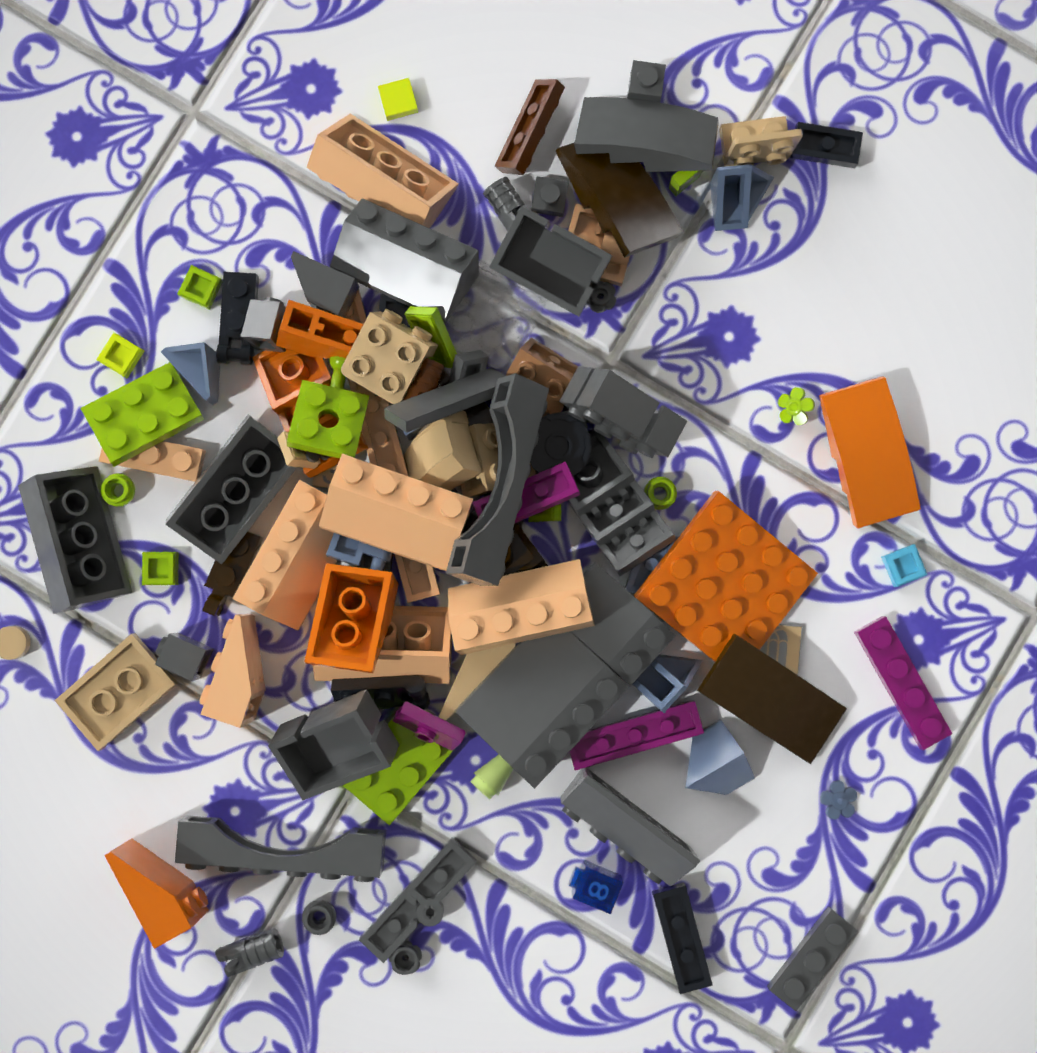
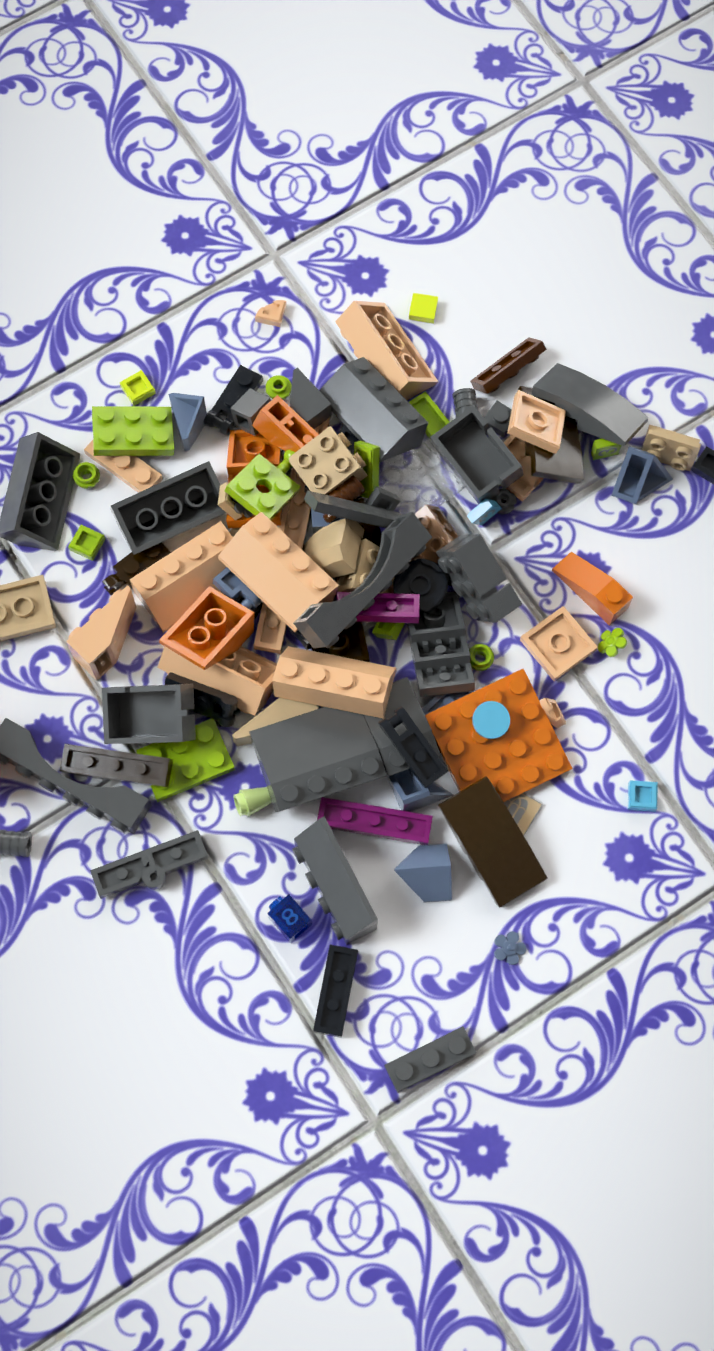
camera: 25 degrees right, 15 degrees down
(183, 656) = (71, 607): dark grey brick -> none
(200, 287) = (218, 368): lime tile -> none
(227, 188) = (272, 313): none -> light nougat tile
(288, 285) = (284, 392): none -> lime plate
(314, 926) = (67, 834): dark grey plate -> none
(327, 813) = (116, 765): none -> plate
(408, 966) = (111, 899): dark grey plate -> none
(428, 726) = (224, 736): magenta plate -> none
(471, 231) = (430, 412): none -> lime tile
(586, 322) = (483, 512): none -> medium azure tile
(601, 189) = (536, 422): none -> light nougat tile
(646, 81) = (607, 370): dark grey brick -> none
(647, 649) = (413, 748): none -> black plate
(713, 570) = (491, 720): none -> medium azure piece
(738, 436) = (558, 643): none -> light nougat plate
(746, 351) = (594, 587): none -> orange slope
(767, 519) = (553, 712): none -> light nougat tile
(870, 452) = (653, 698): orange slope -> none
(903, 682) = (601, 882): magenta plate -> none

